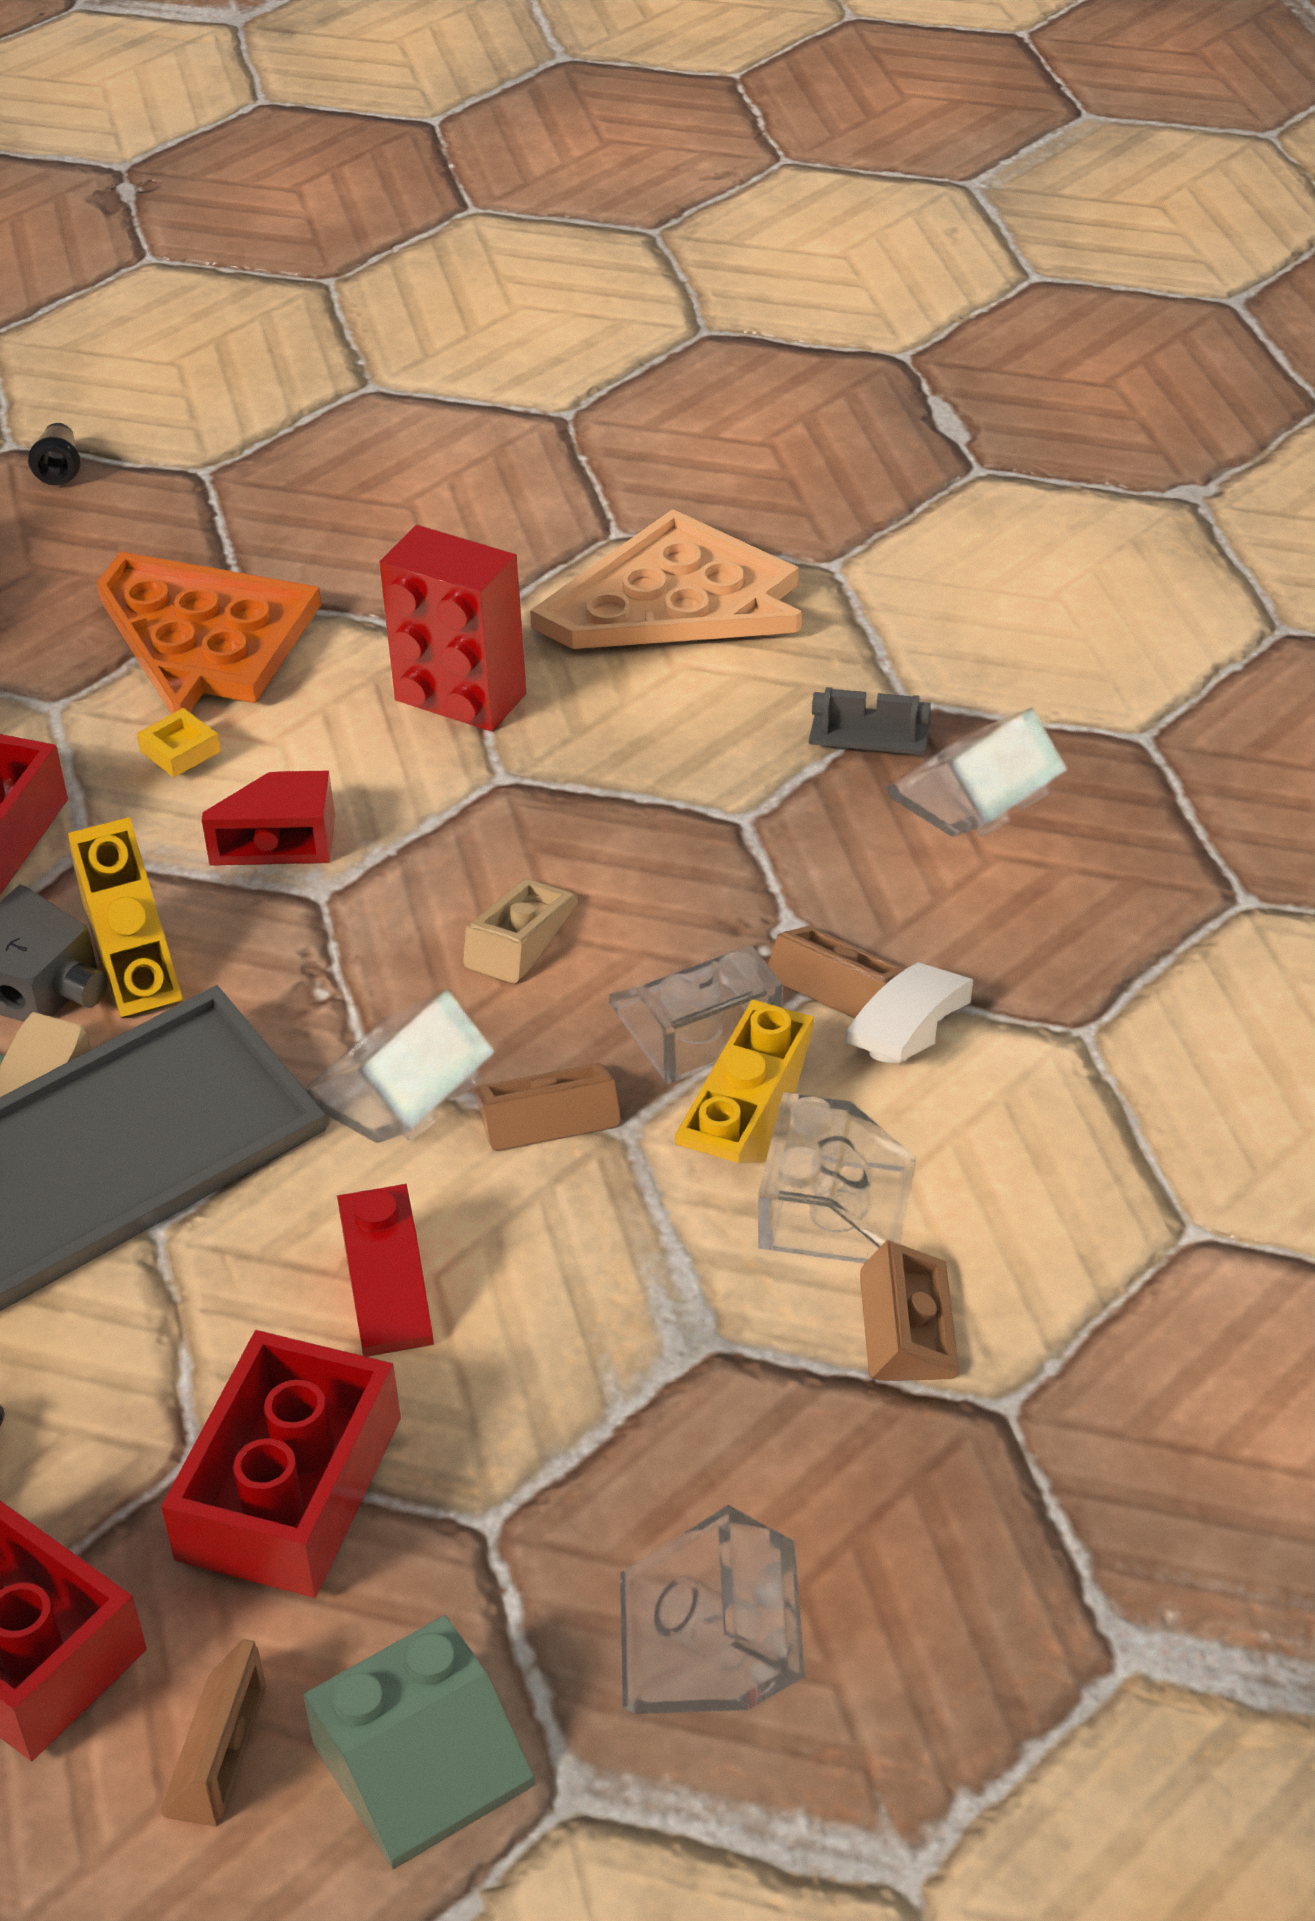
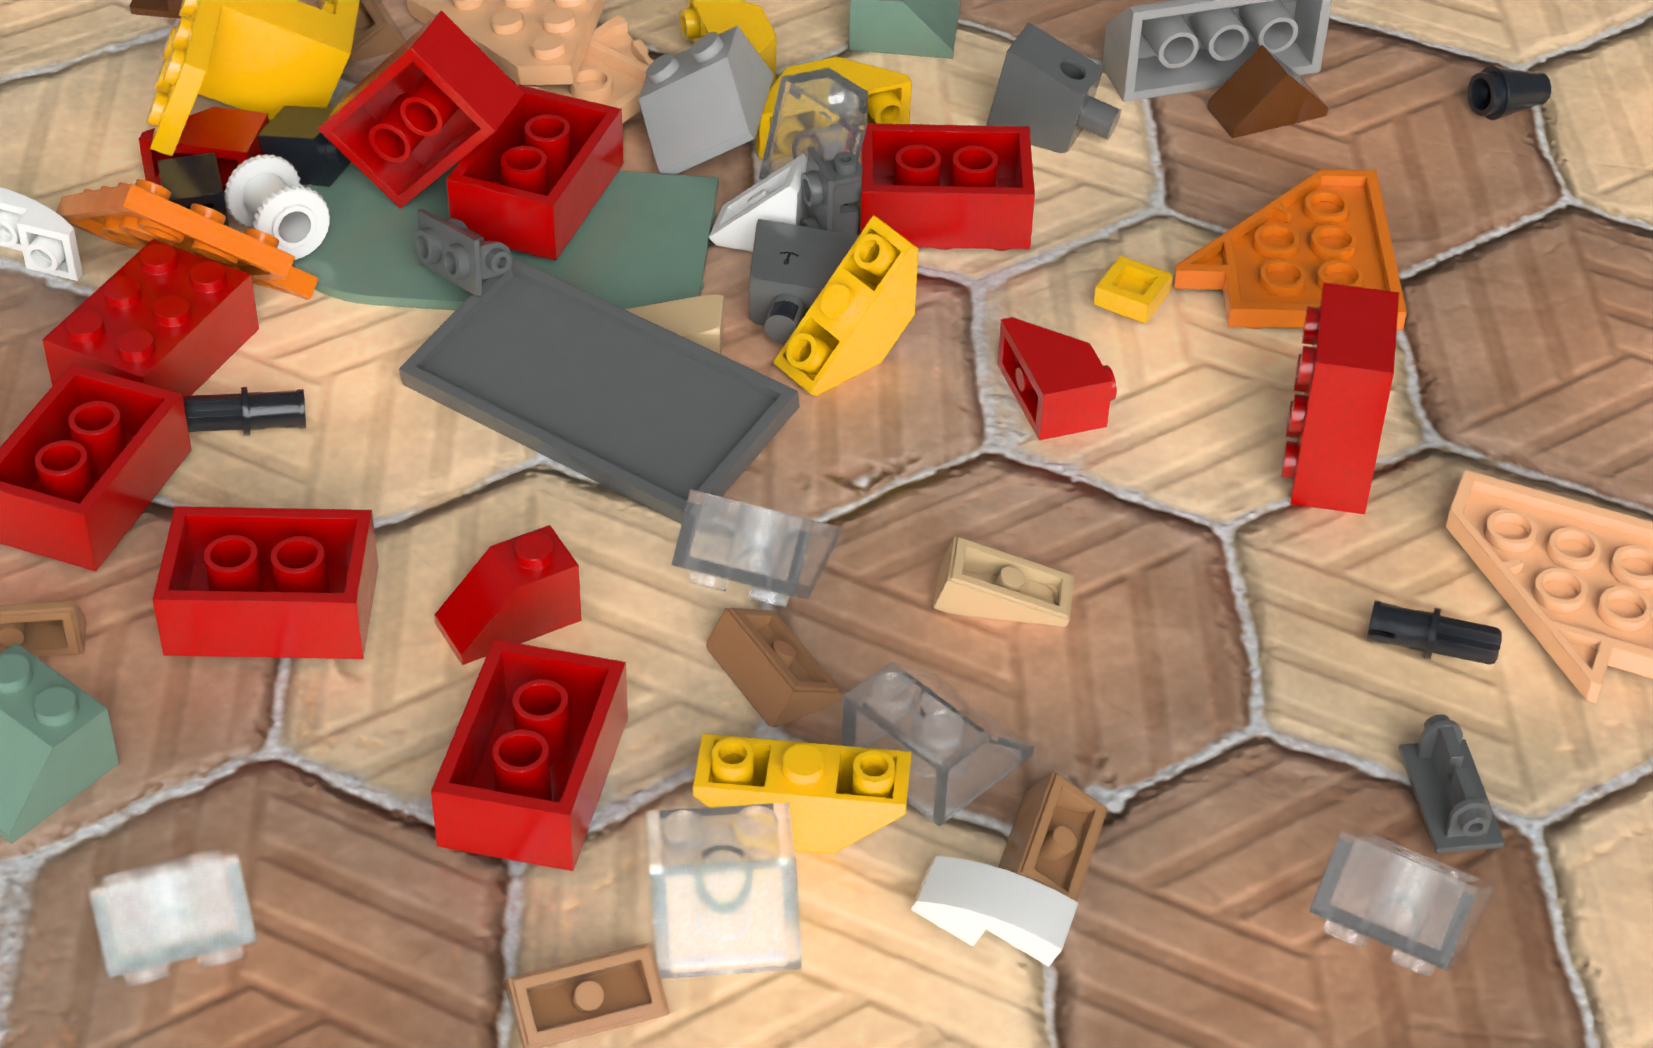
camera: 70 degrees right, 0 degrees up
(628, 1279) = (531, 755): none -> red brick
(694, 688) = (1433, 633): none -> black axle

